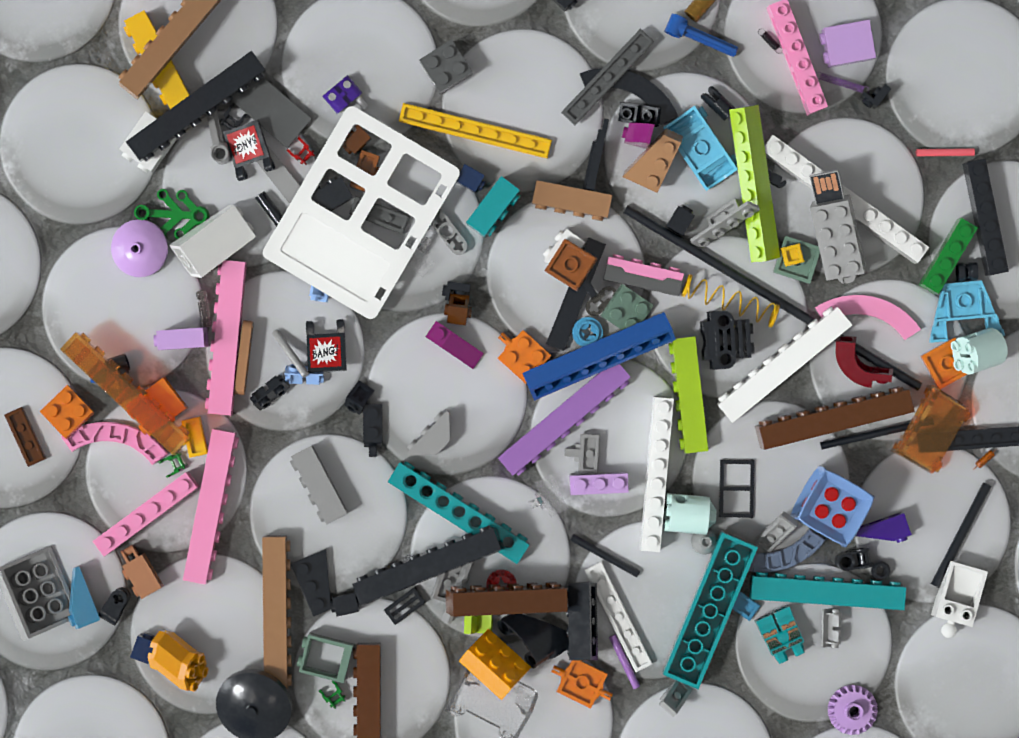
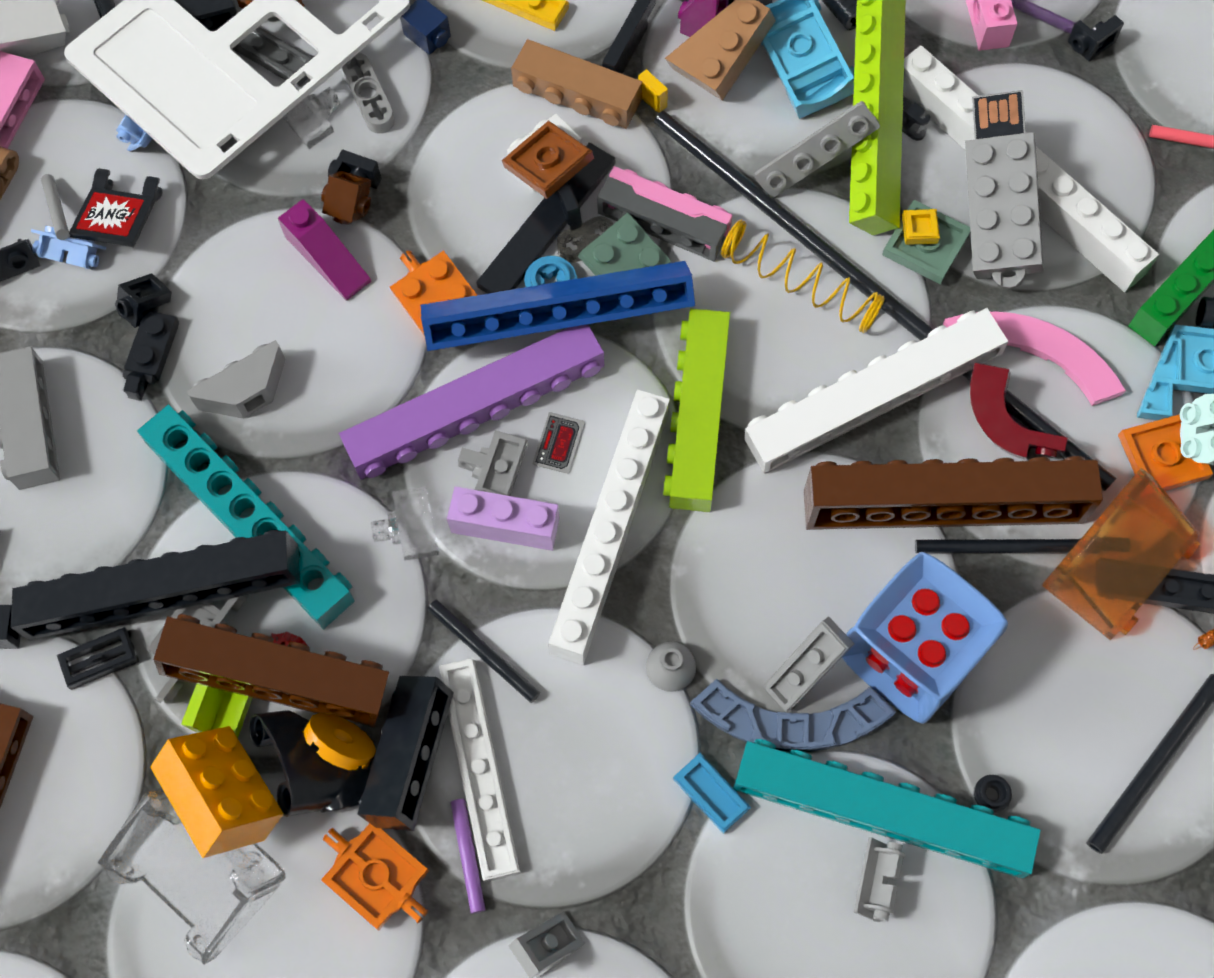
camera: 10 degrees right, 20 degrees down
(493, 207) = (447, 61): teal brick -> none
(549, 625) = (339, 741): none -> light orange tile
(615, 428) = (558, 443): none -> sticker
(618, 195) = (653, 91): none -> yellow tile
(680, 220) = (744, 145): black brick -> none
(689, 514) = (652, 601): light aqua cylinder -> none
(709, 610) = (649, 787): teal brick -> none
(722, 489) = (748, 587): black window -> none
(729, 339) = (777, 327): black piece -> none
(781, 640) = (781, 881): teal hips -> none
(858, 559) = (952, 760): black piece -> none
(888, 528) = (1014, 716): dark purple slope -> none
(962, 593) = (1148, 864): white slope -> none

